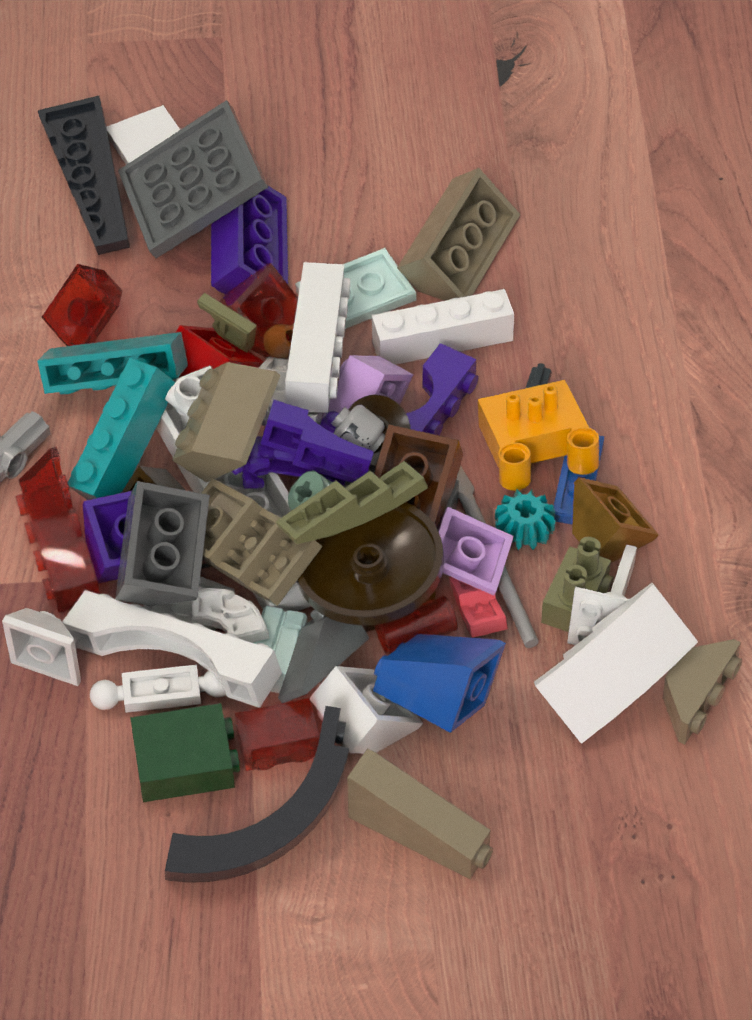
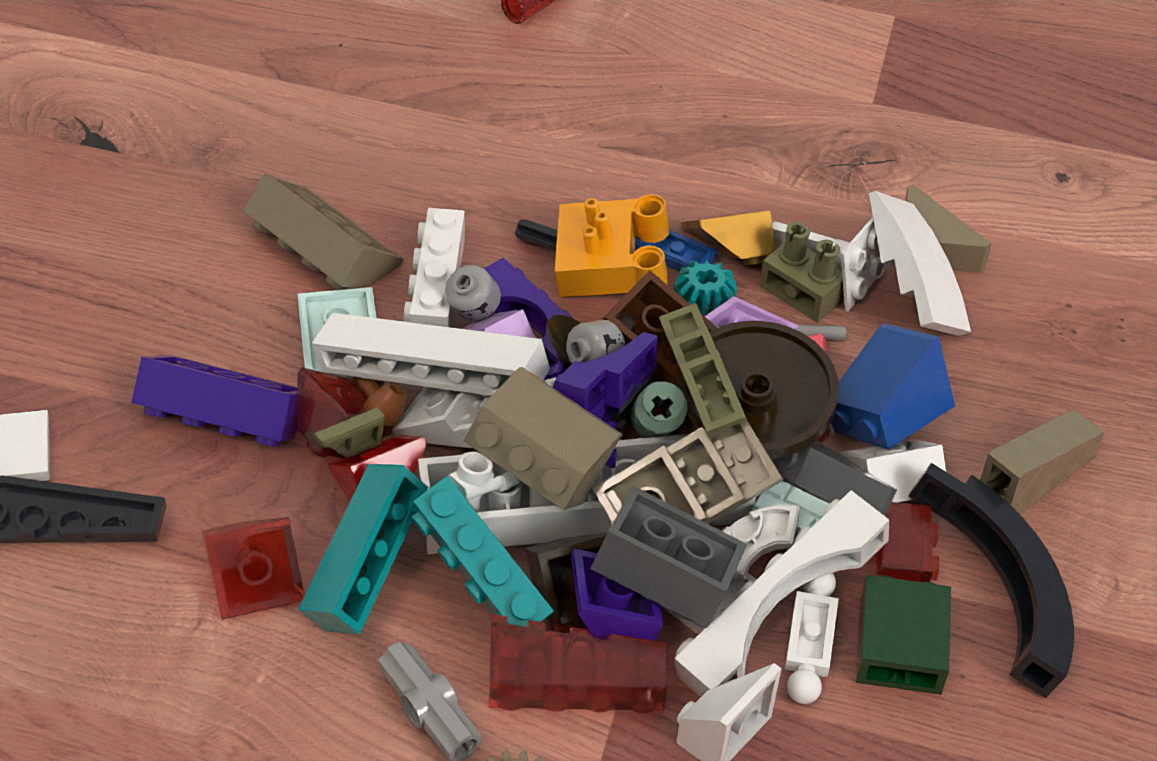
camera: 75 degrees left, 5 degrees down
(192, 179) = (127, 405): dark grey plate -> none
(408, 345) = (472, 292): none -> light grey head

